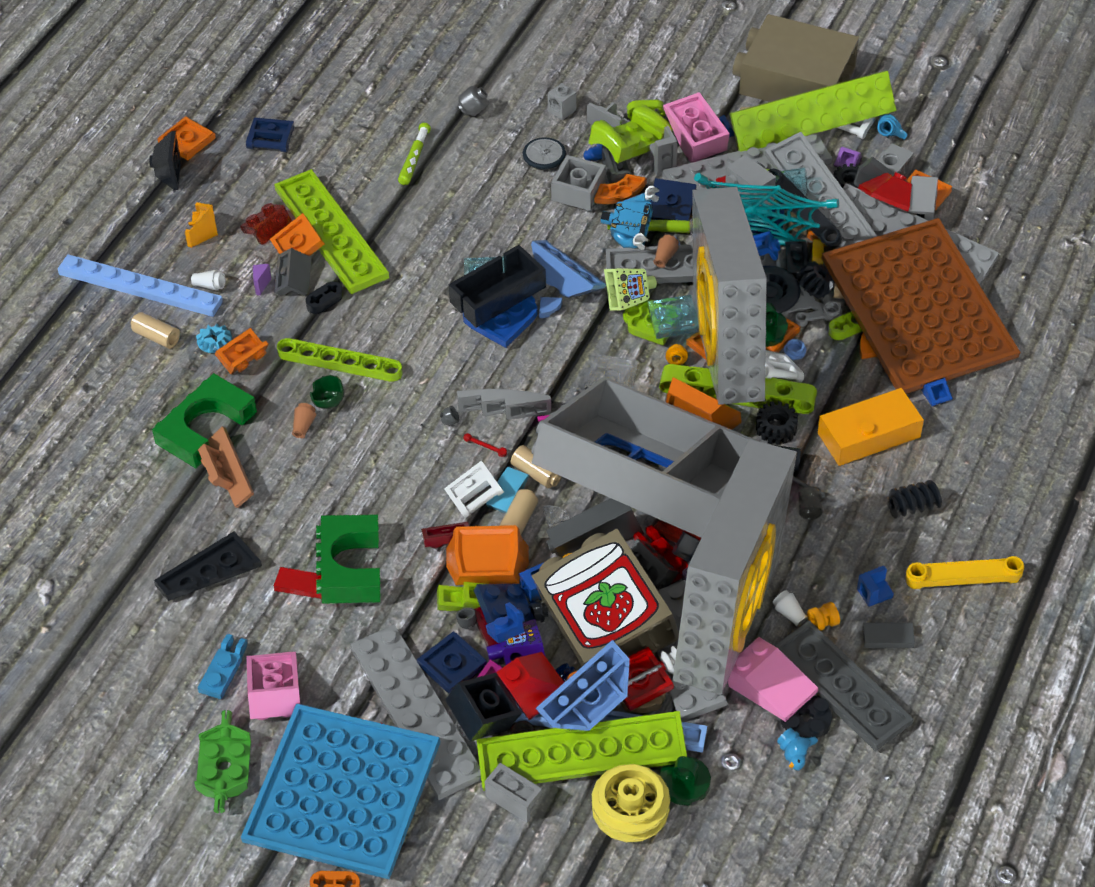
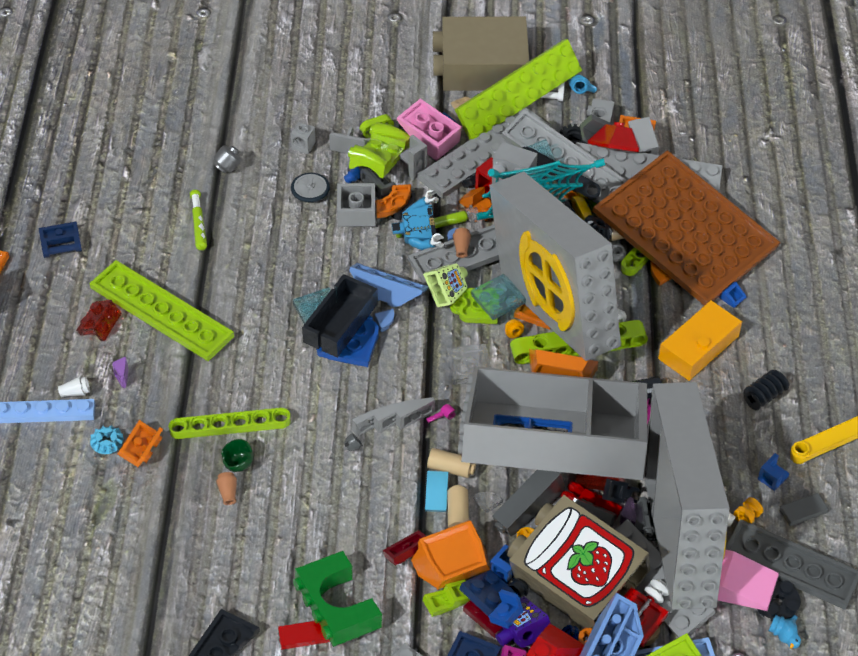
camera: 25 degrees left, 0 degrees up
(155, 330) = (49, 449): tan brick -> none
(203, 225) = (43, 338): light orange slope -> none
(211, 396) = (136, 492): green arch -> none
(225, 467) = (182, 553): nougat bracket -> none
(293, 272) = (148, 358): dark grey panel -> none
(299, 236) = (138, 328): orange plate -> none
(324, 297) = (190, 373): black beam -> none
(470, 485) = (405, 497): white plate -> none
(470, 616) = (466, 614): dark grey hinge -> none
(502, 452) = (412, 459): red hinge -> none
(673, 201) = (448, 196): dark blue plate -> none
(773, 432) = (621, 369): black tyre -> none
(847, 156) = (560, 120): medium lavender slope -> none

